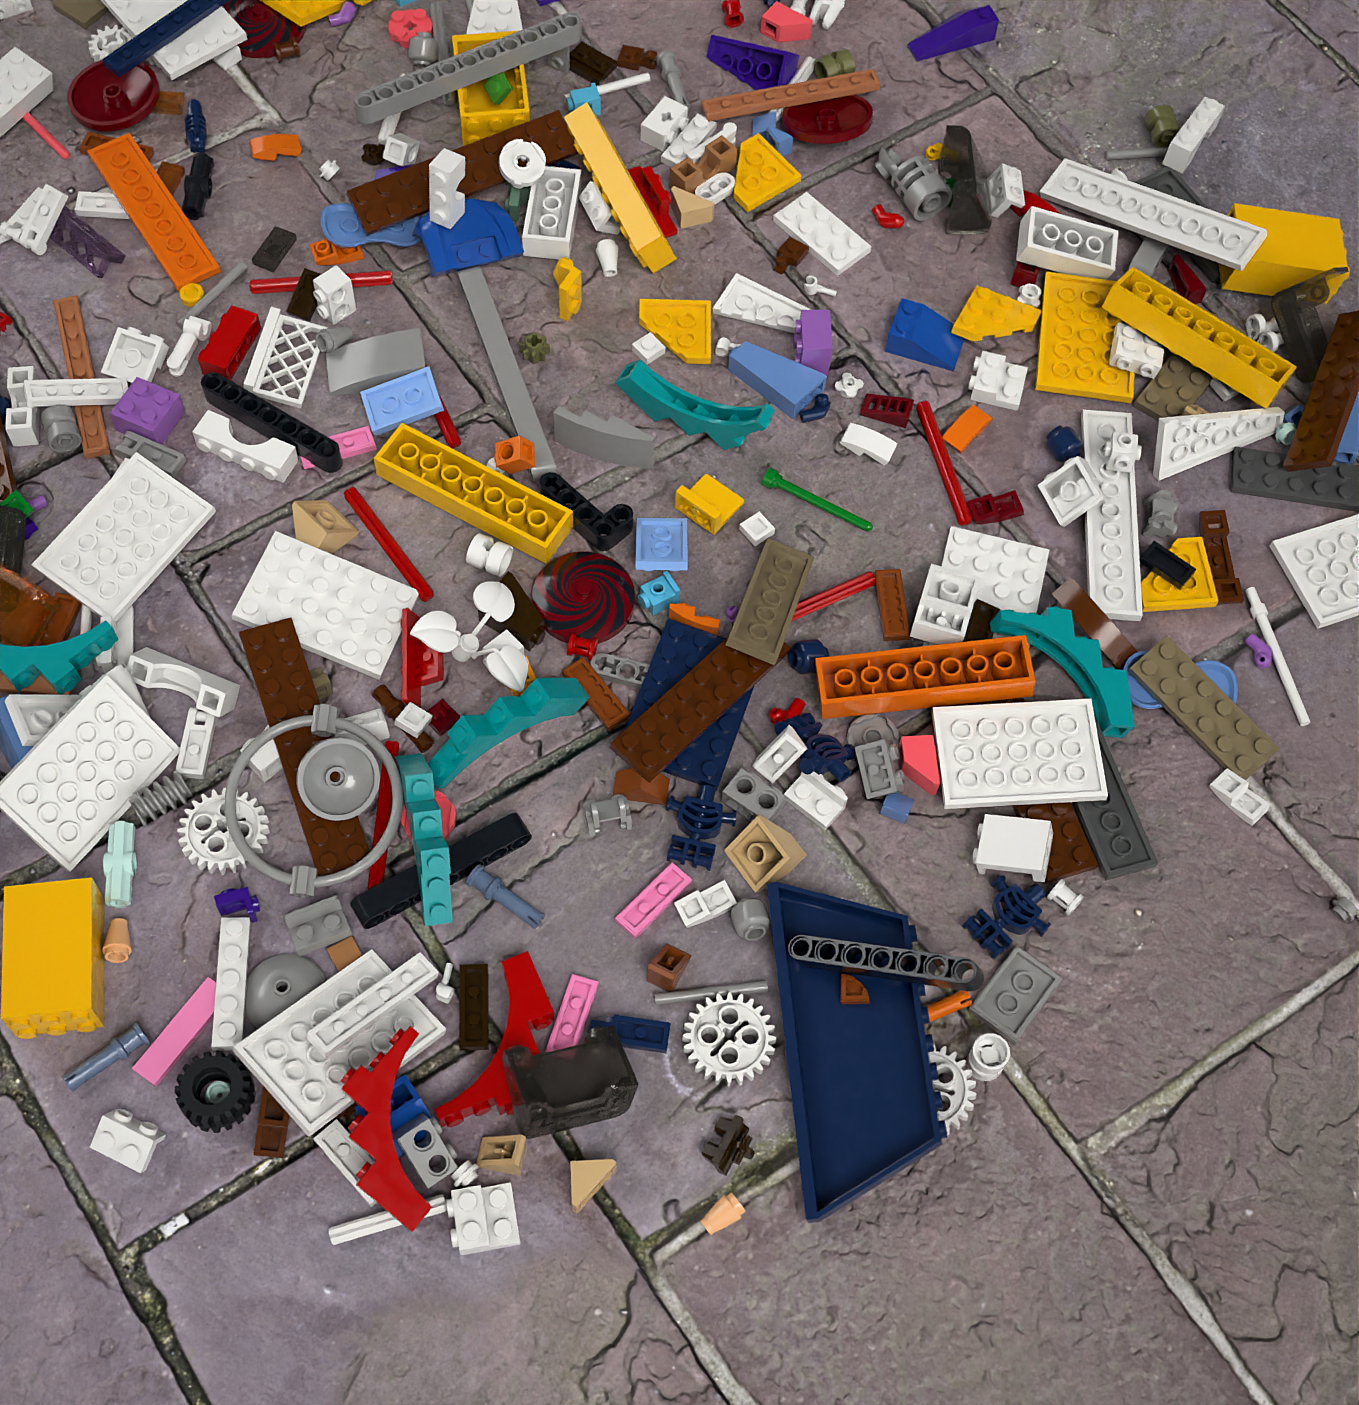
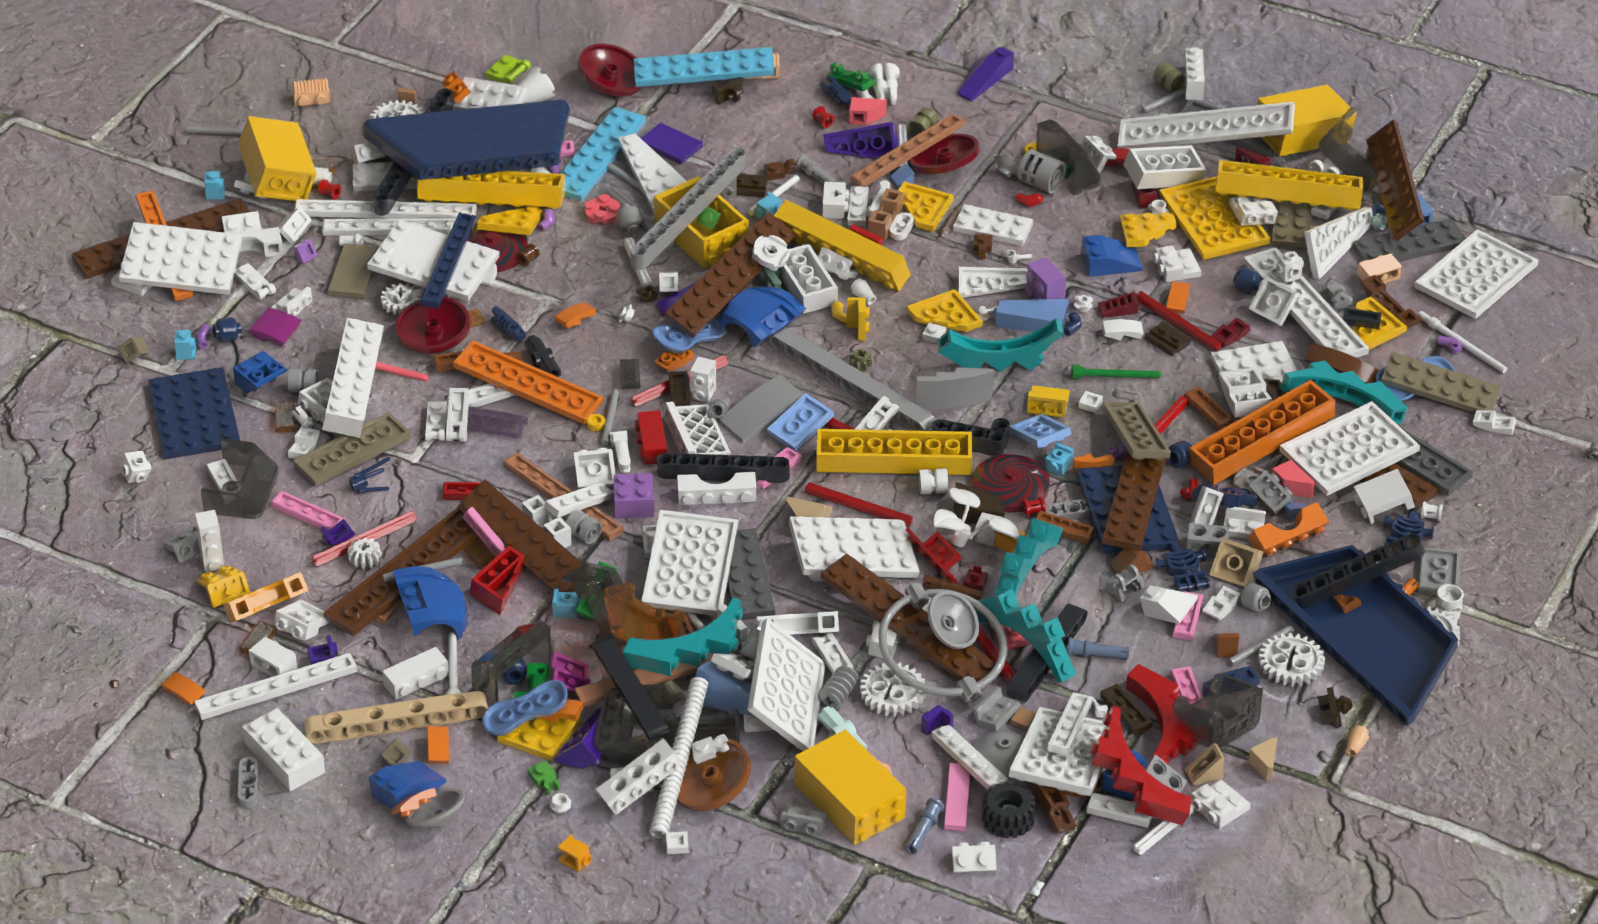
camera: 25 degrees left, 20 degrees down
(160, 455) = (640, 518): light grey plate -> none
(191, 582) = (748, 576): none -> dark grey plate
(413, 719) = (963, 582): white tile -> none
(444, 176) = (743, 279): white arch -> none
(465, 1174) = (1191, 785): white plate -> none
(484, 437) = (876, 417): none -> white plate
(514, 454) = (912, 421): orange brick -> none
(636, 871) = (1167, 603): none -> white slope
(690, 208) = (897, 240): tan slope -> none
(780, 140) = (921, 179): medium blue slope -> none
(895, 837) = (1308, 521): none -> orange arch
(914, 481) = (1167, 339): none -> dark brown plate
(1149, 256) = (1216, 151): light grey beam -> none
(1240, 503) = (1384, 267): none -> light nougat brick

